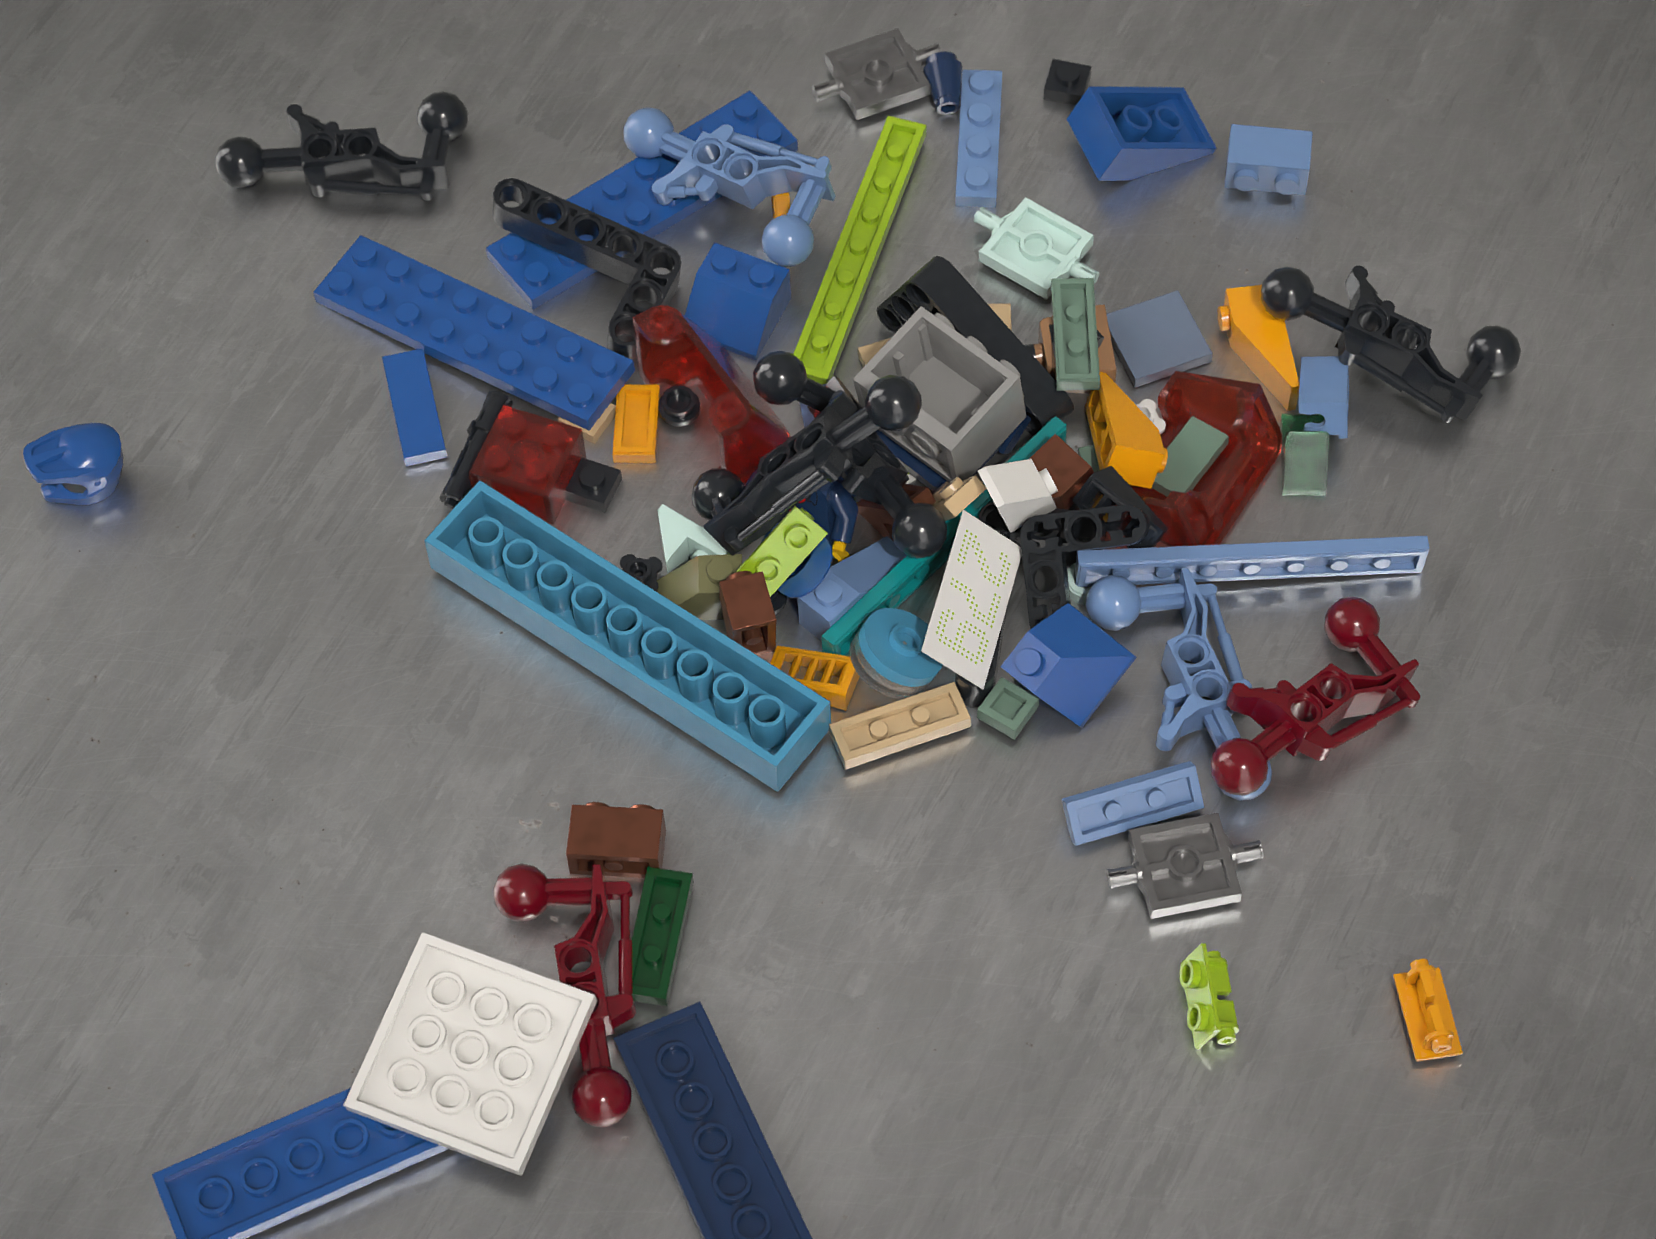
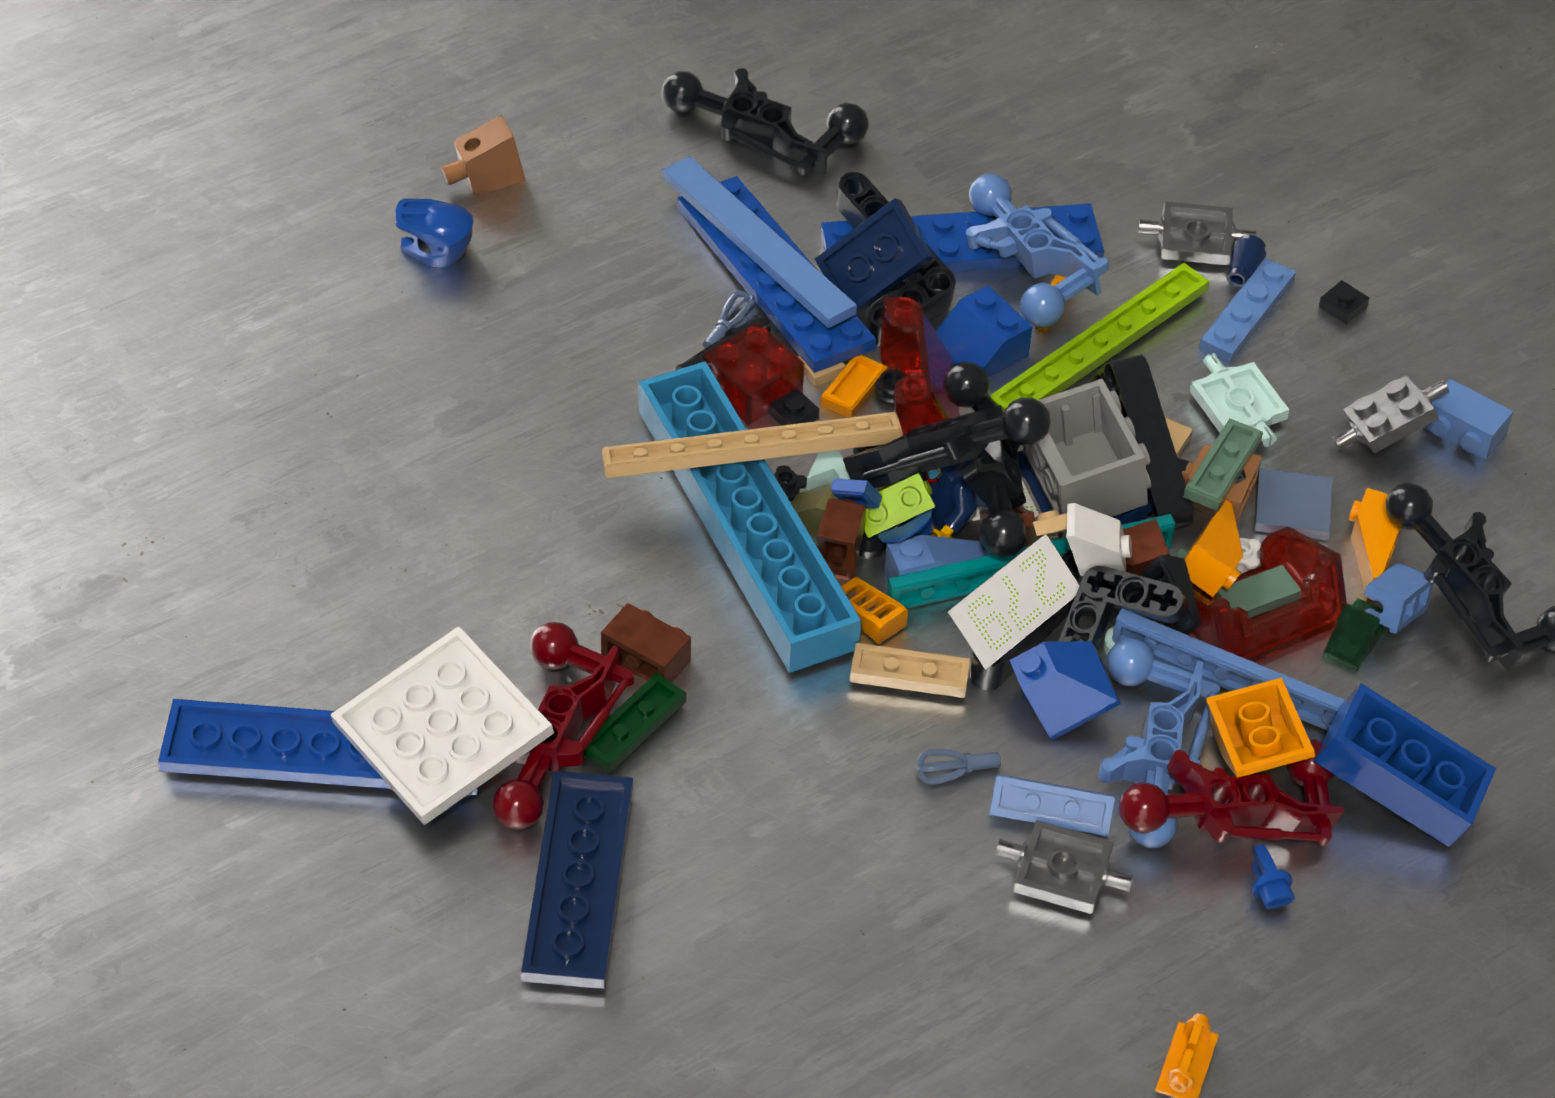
camera: 25 degrees right, 10 degrees down
(78, 347) = (486, 158): none -> medium nougat torso
(414, 407) = (698, 303): blue tile -> none
(440, 306) = (759, 242): none -> medium blue tile
(460, 423) = (723, 324): none -> sand blue piece
(580, 268) = (875, 255): none -> dark blue plate
(594, 559) = (750, 445): none -> tan tile
(745, 559) = (858, 491): none -> blue tile
(890, 654) = (926, 617): dark azure piece -> none
(1008, 708) = (1000, 697): sand green plate -> none
(1018, 797) = (966, 764): none -> sand blue piece
(1138, 130) = (1370, 351): blue slope -> none
(1197, 193) = (1390, 414): none -> flat silver plate
(1203, 978) = (1010, 975): lime hinge -> none
(1293, 619) = (1258, 728): none -> light orange slope
(1392, 776) = (1271, 884): none -> blue piece
(1449, 583) = (1405, 765): none -> blue brick

